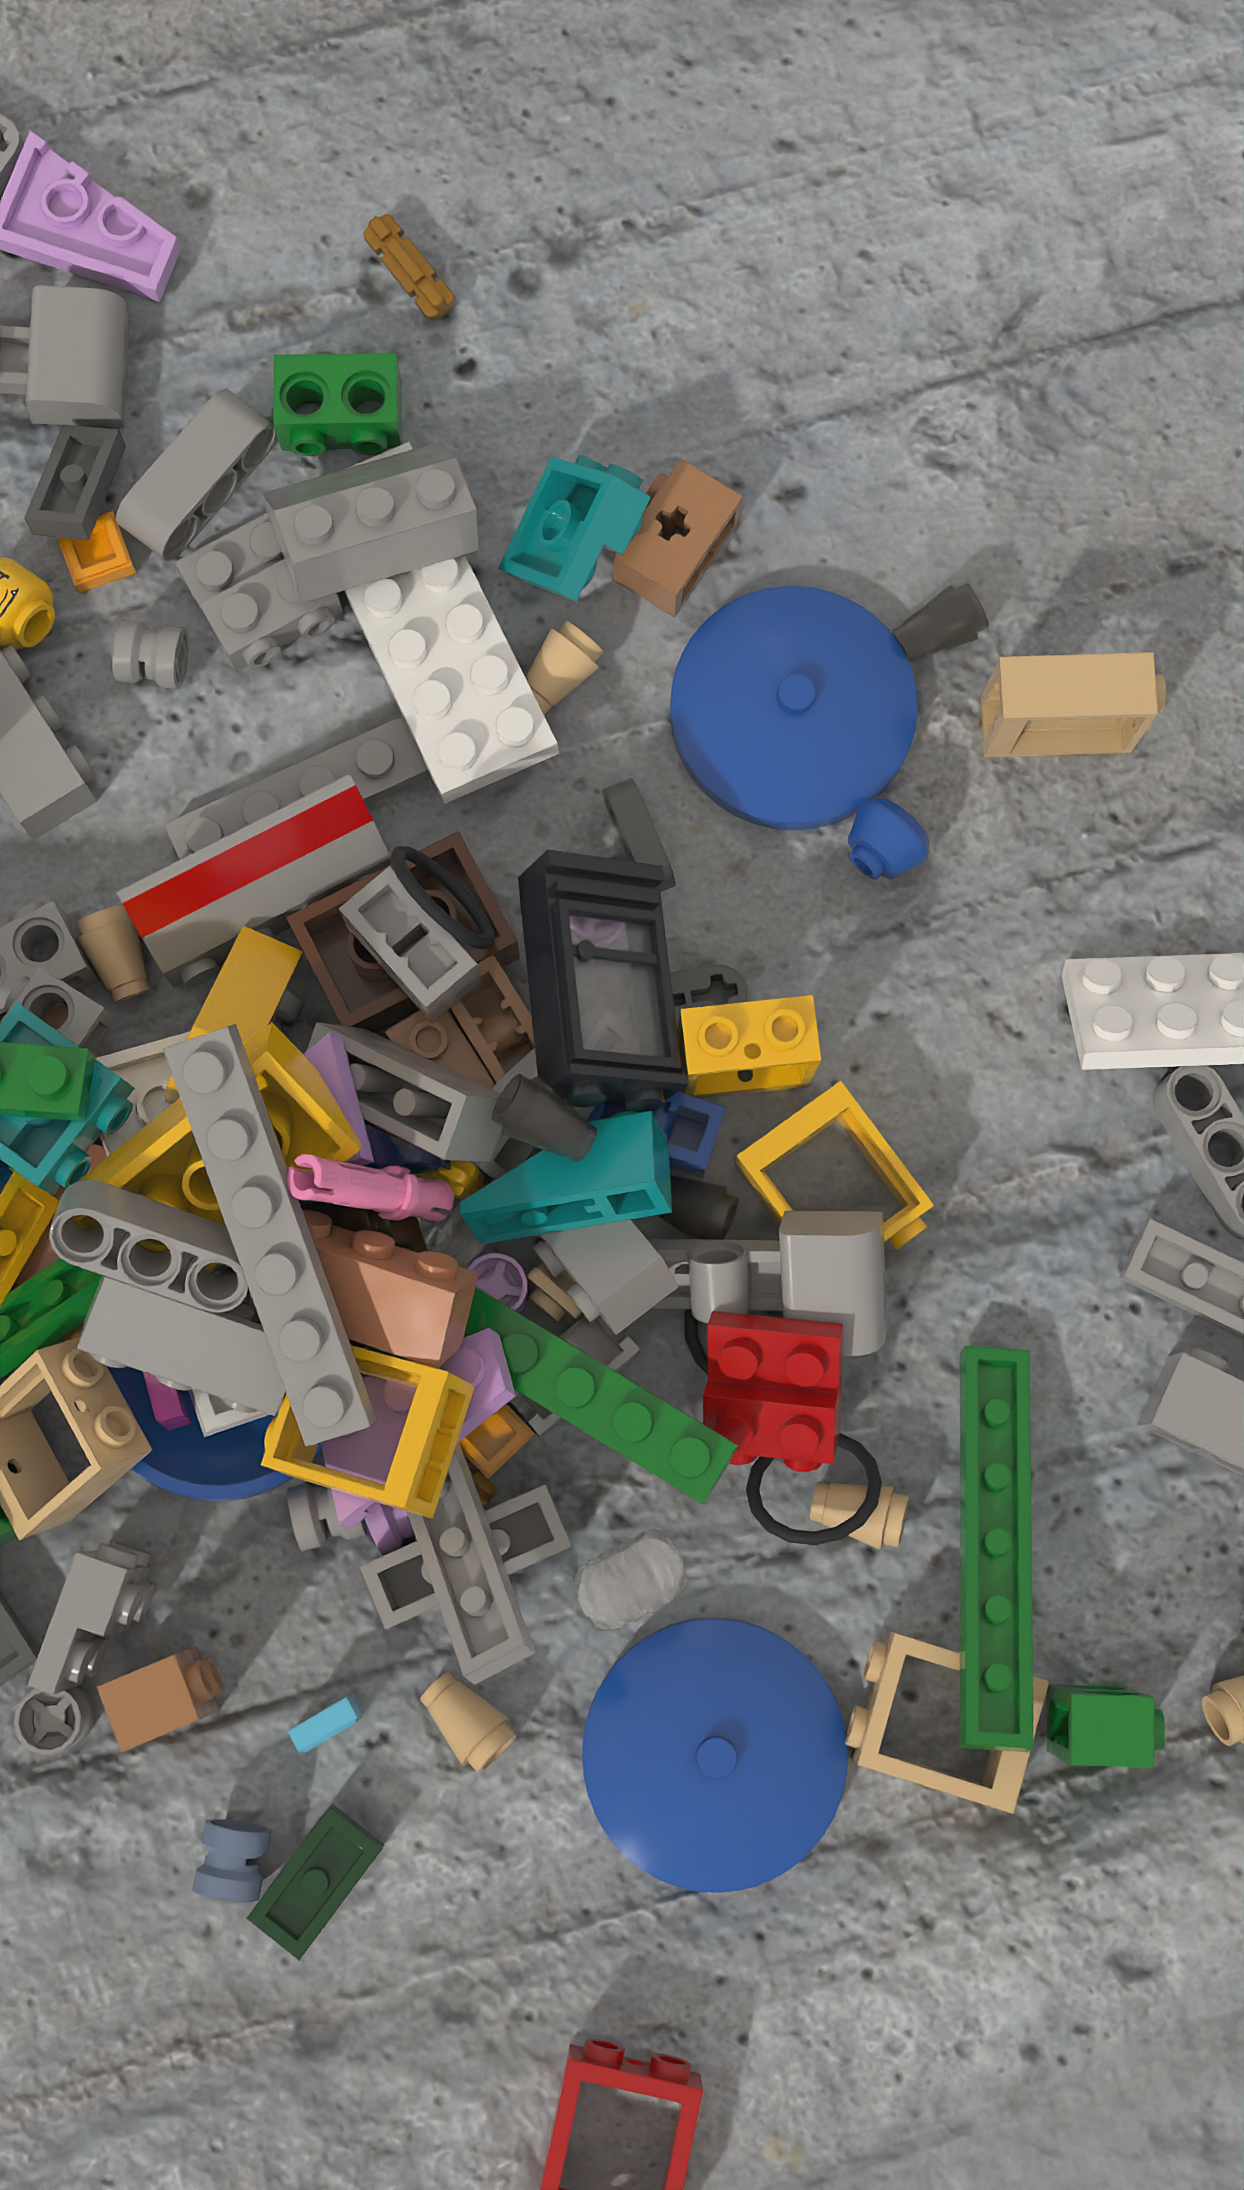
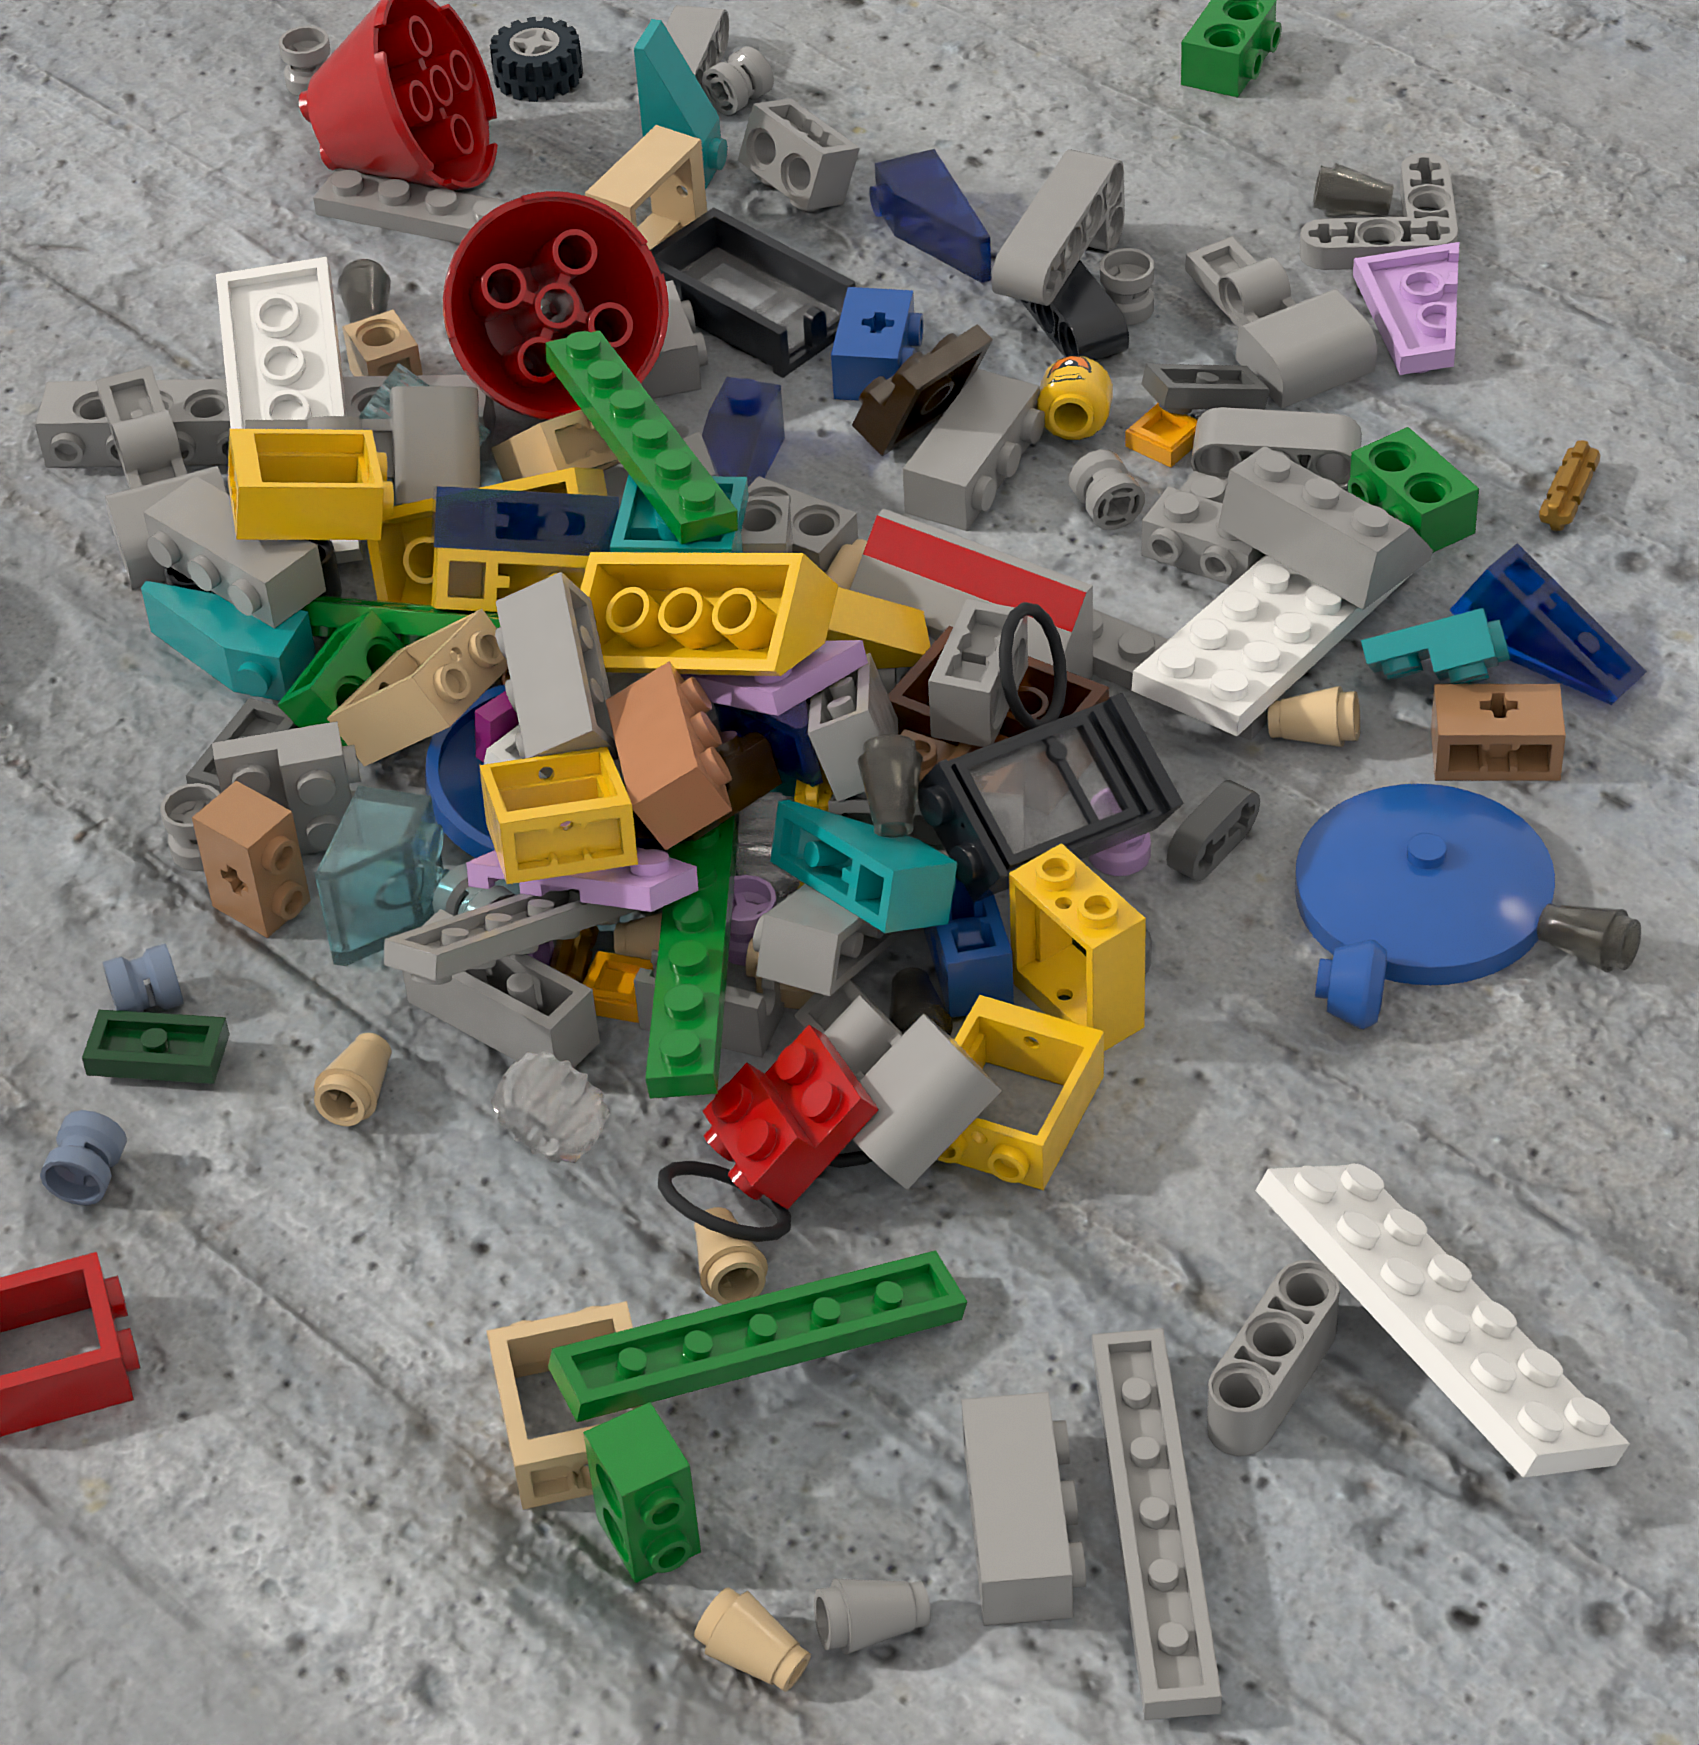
camera: 65 degrees right, 35 degrees down
(117, 1254) = (606, 598): light grey beam -> none
(255, 1586) = (379, 871): none -> clear light blue slope
(270, 1235) = (660, 644): light grey plate -> none
(326, 1723) = (297, 986): medium azure tile -> none
(384, 1190) = (758, 731): bright pink pin -> none
(419, 2009) = (82, 1161): none -> sand blue wheel
(585, 416) = (1550, 628): none -> clear blue slope
(714, 1755) = (427, 1258): blue dish -> none
(1070, 704) = (1568, 973): tan window -> none

